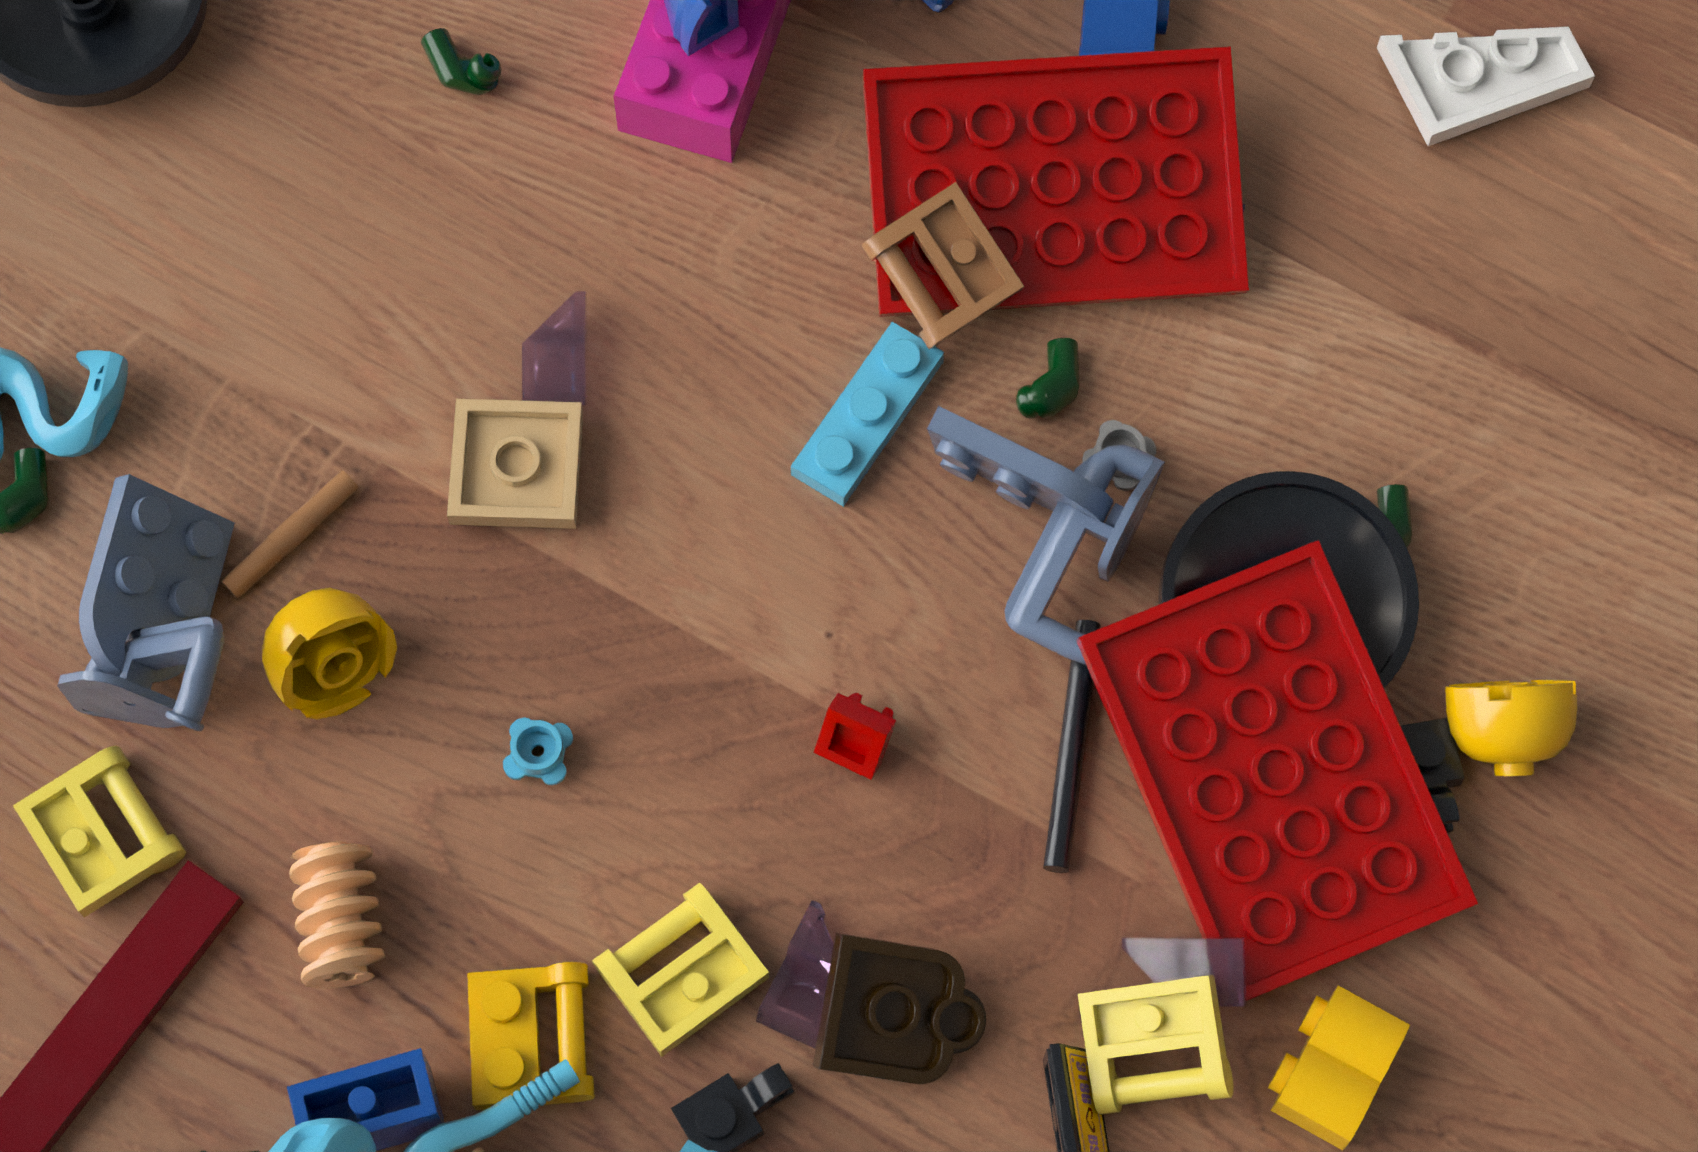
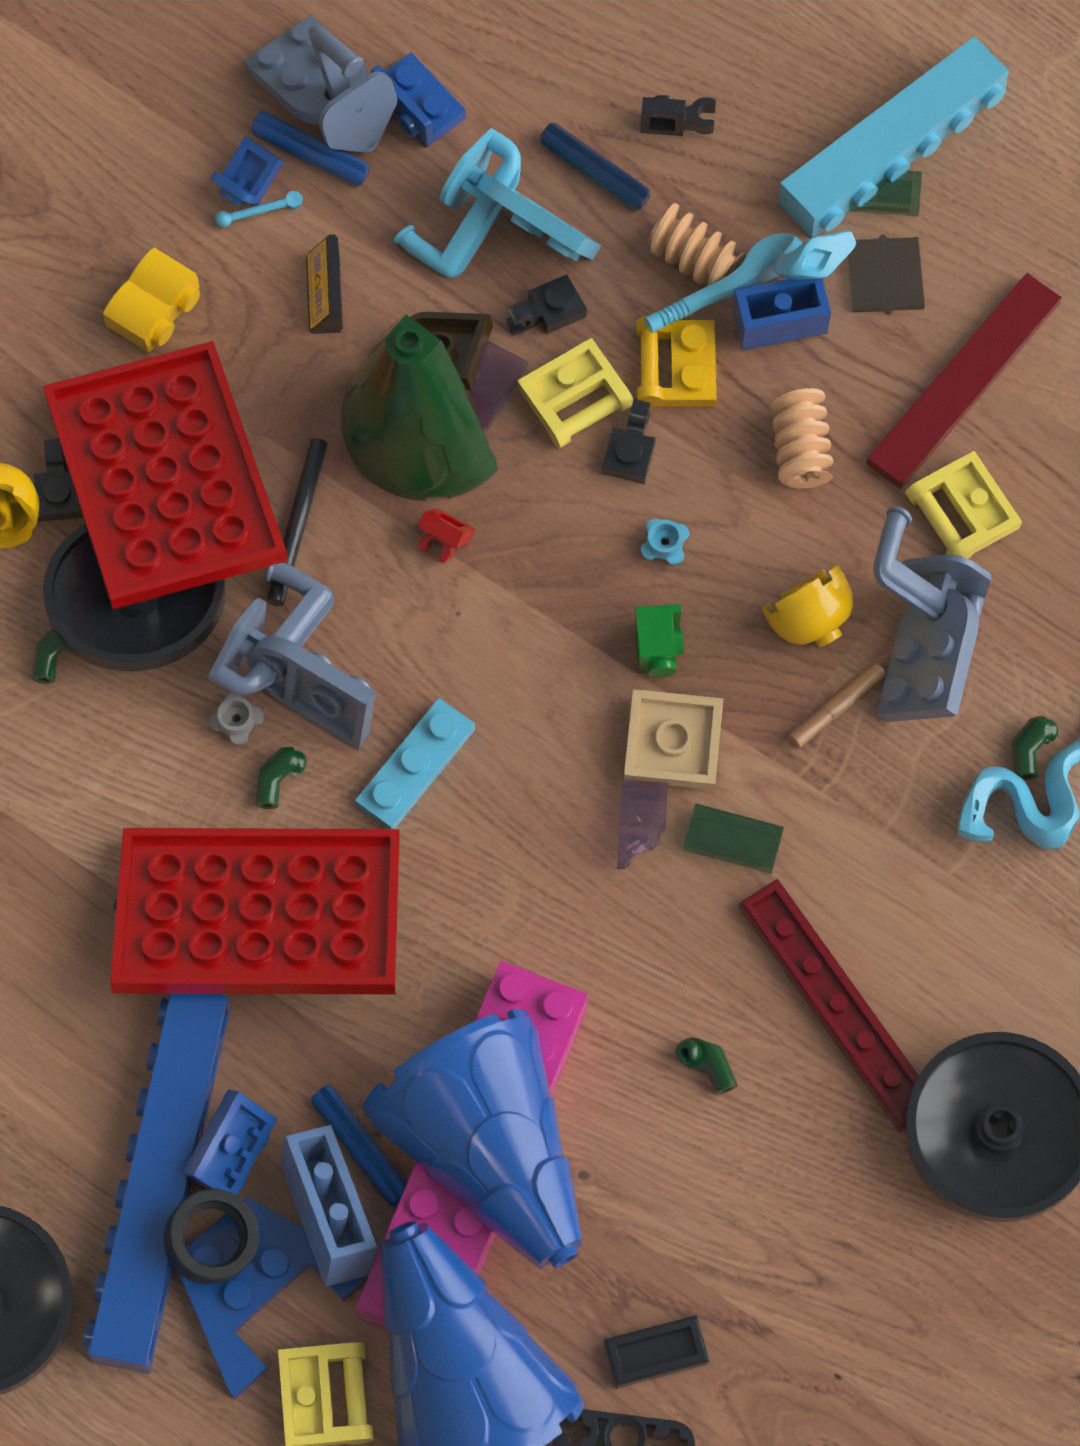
camera: 175 degrees left, 0 degrees up
(300, 158) = (832, 998): none -> dark red tile
(431, 345) = (733, 838): none -> clear green tile
(540, 596) = (658, 639): none -> green brick
(593, 888) = (630, 449): none -> black plate
(951, 841) = (412, 420): none -> dark green cone
(960, 254) = (337, 851): medium nougat plate -> none
(1150, 1021) = (268, 324): light yellow plate -> none
(1194, 957) = (241, 360): slope -> none

